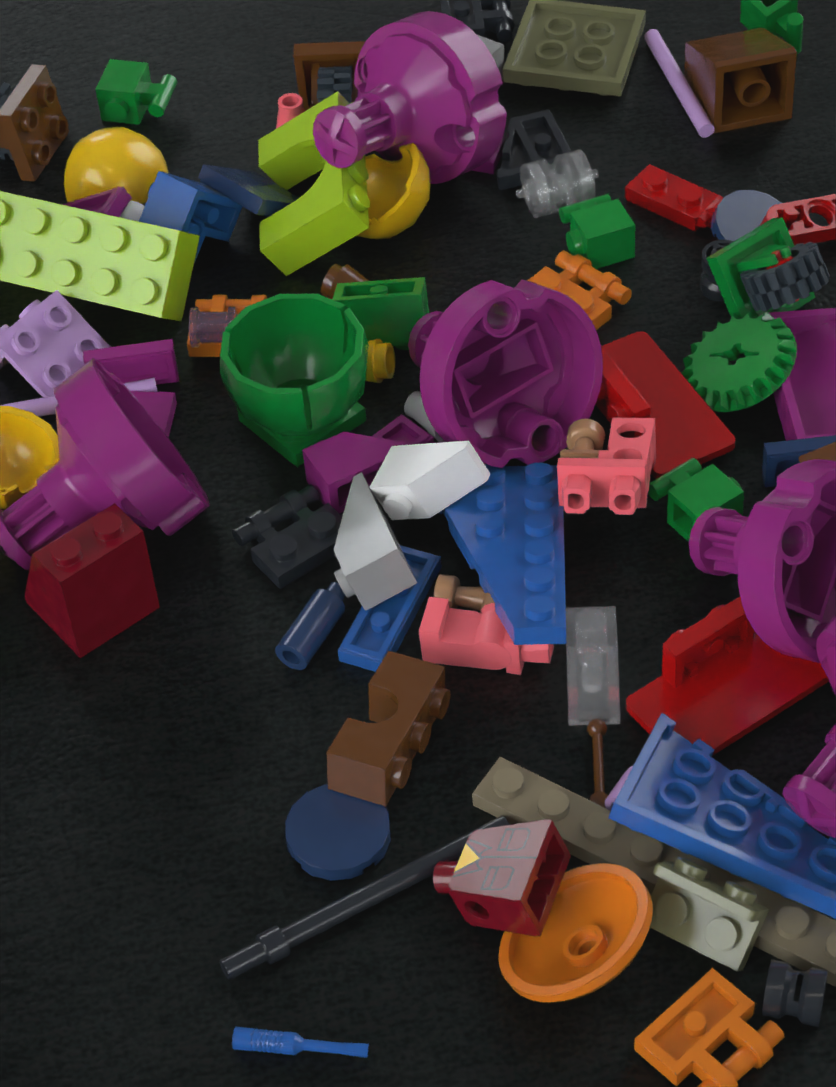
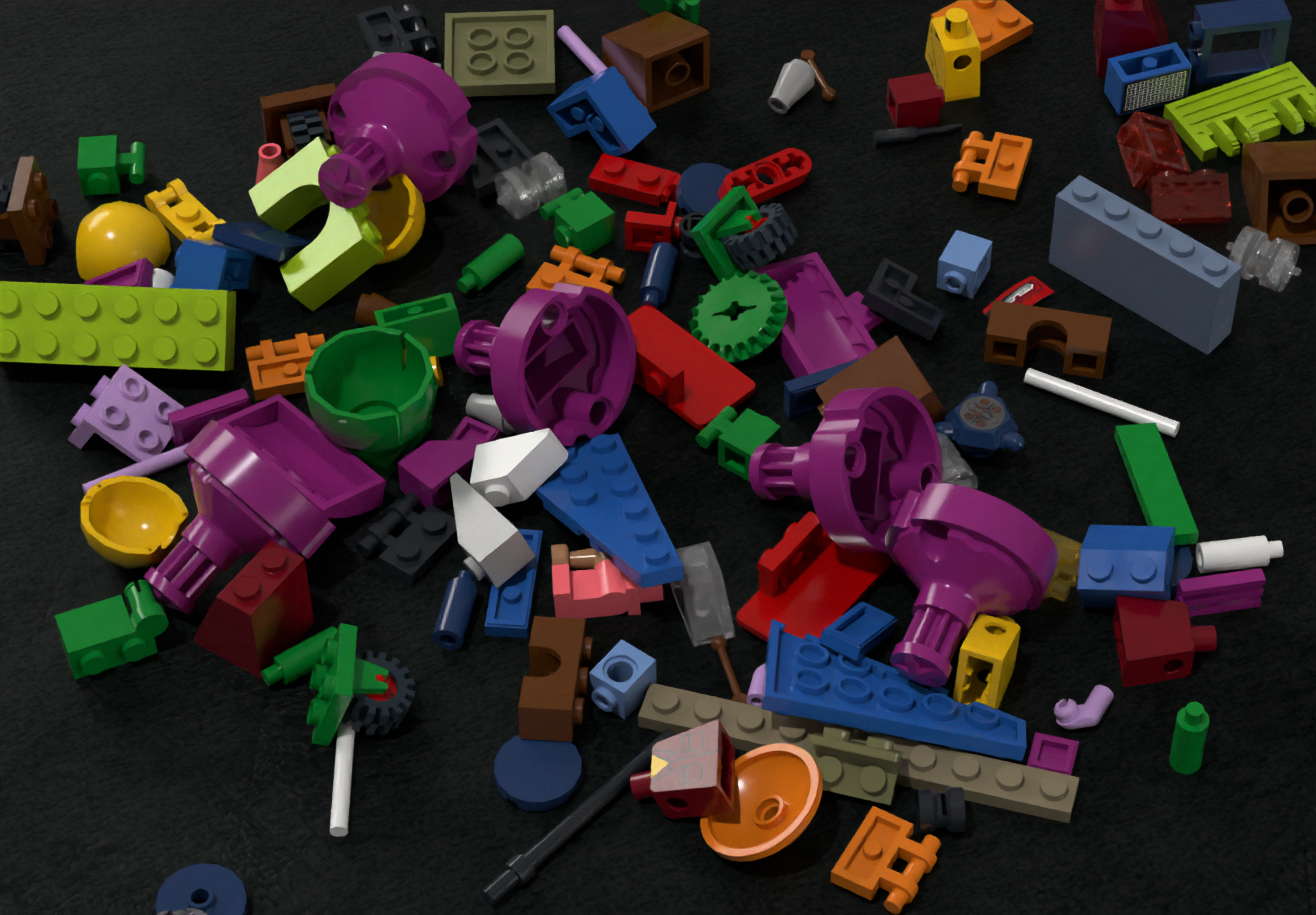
camera: 20 degrees left, 0 degrees up
(129, 770) = (342, 779): none -> white bar
(130, 643) = (297, 660): none -> green cylinder
(167, 692) = (356, 689): none -> green plate
(190, 156) = (187, 218): none -> yellow plate
(205, 429) = (307, 458): none -> magenta slope
(208, 326) = (278, 370): bush -> none
(468, 728) = (622, 679): none -> medium blue brick
(487, 258) = (491, 264): none -> green cylinder
(606, 477) = (663, 437): coral hips -> none
(663, 119) = (606, 110): none -> blue brick
(666, 301) = (658, 274): none -> dark blue cylinder
(673, 253) = (646, 229): none -> red bracket
(762, 749) = (858, 631): none -> blue tile

